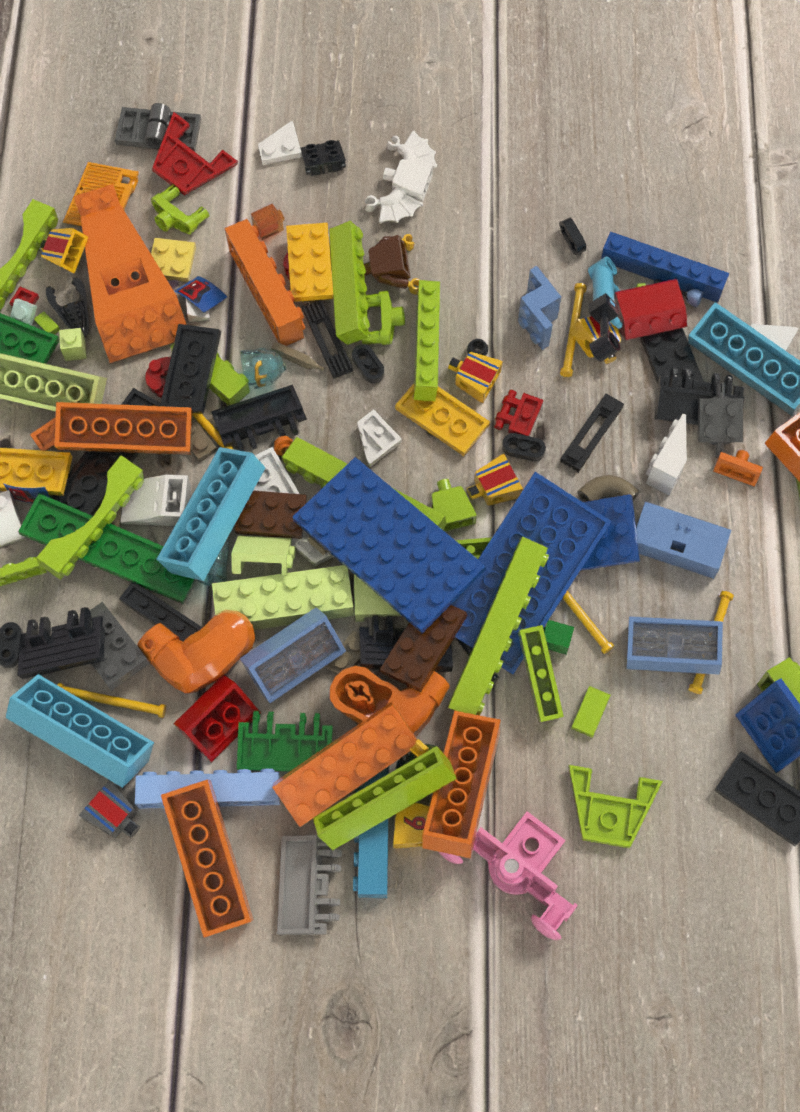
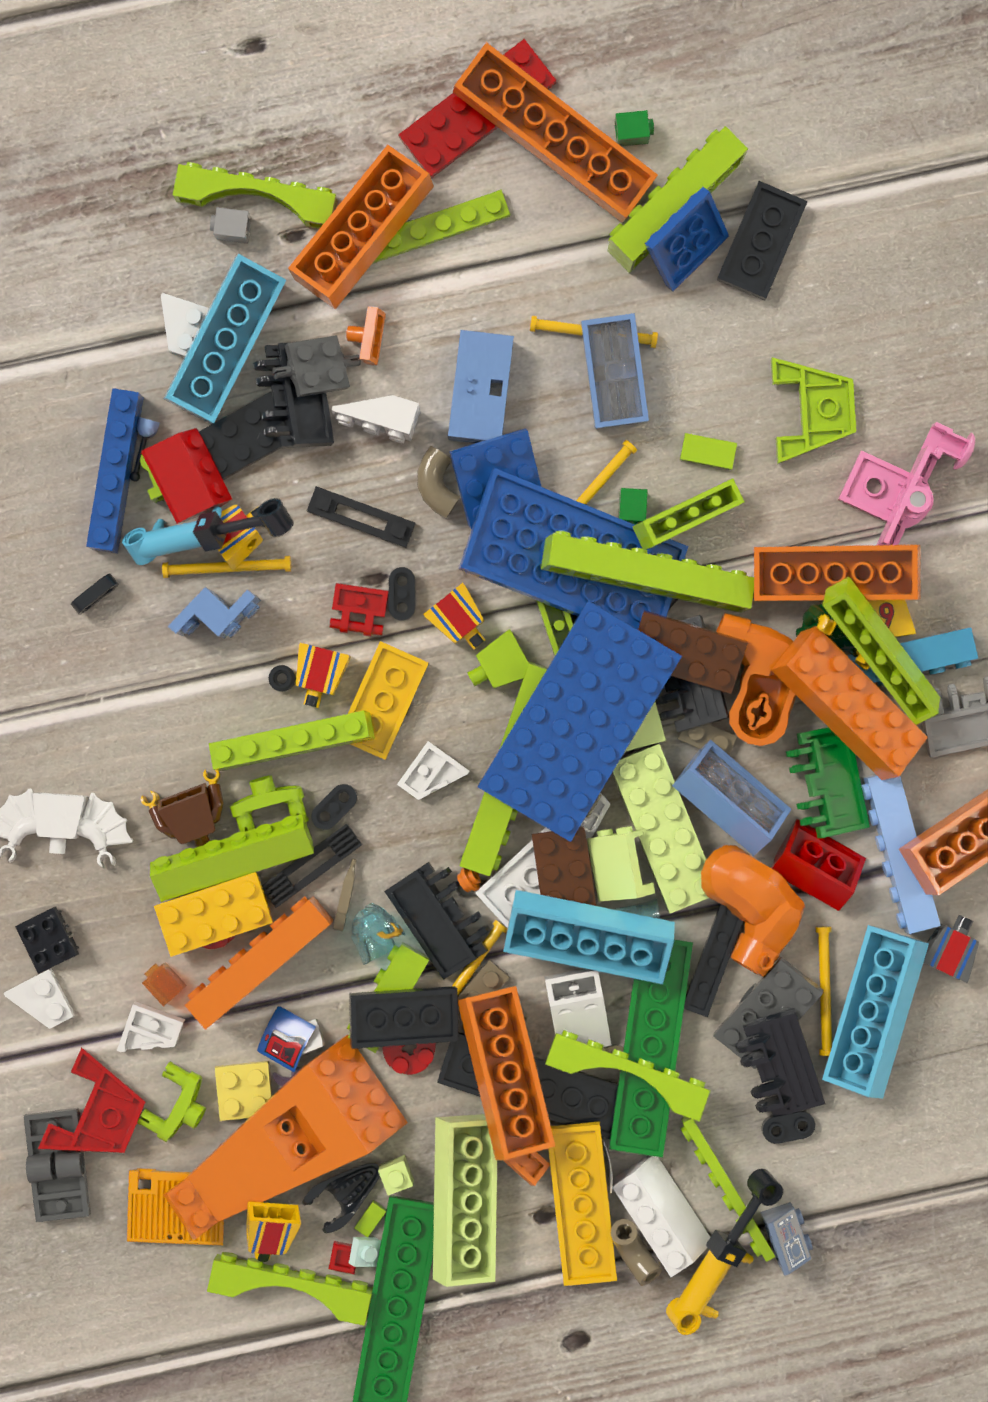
camera: 110 degrees left, 20 degrees up
(237, 205) = (150, 1029): none -> white wing

